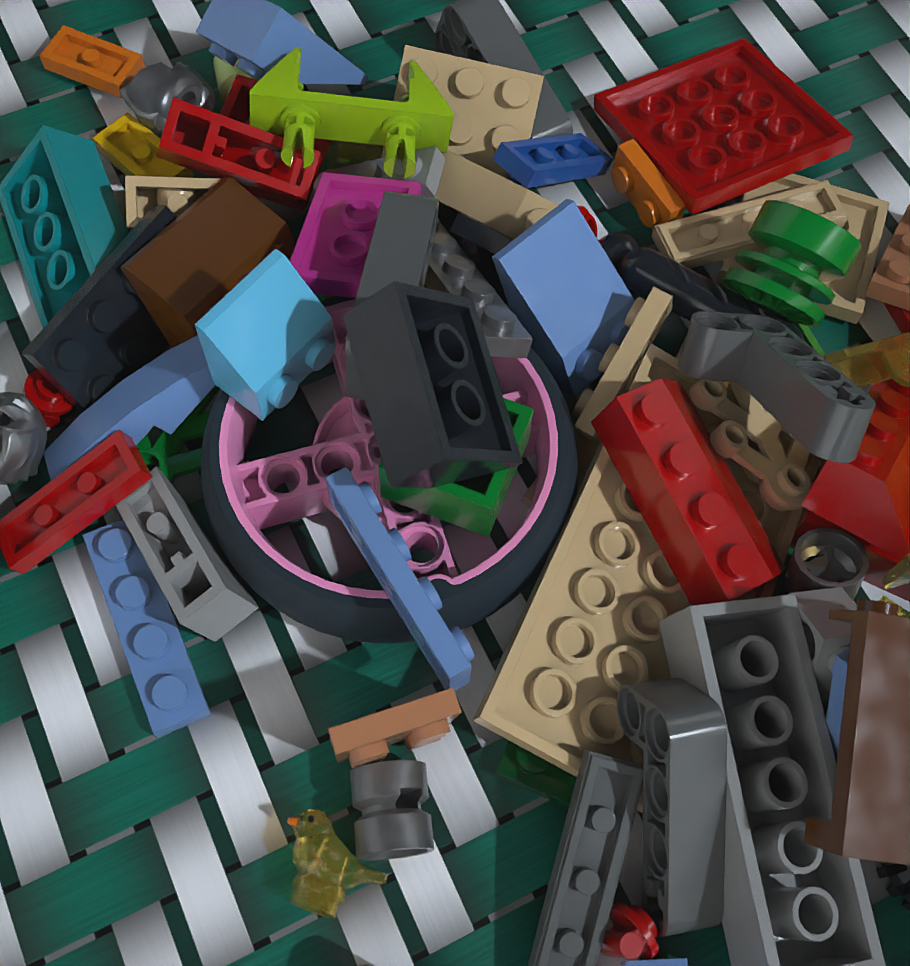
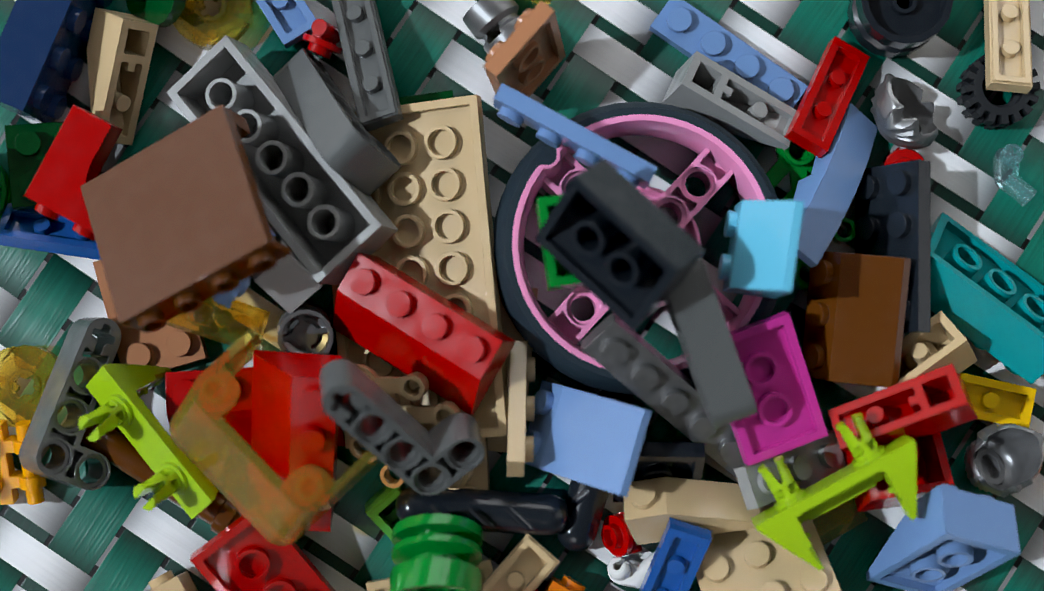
camera: 155 degrees right, 20 degrees up
(581, 193) = (628, 571): none -> white arm

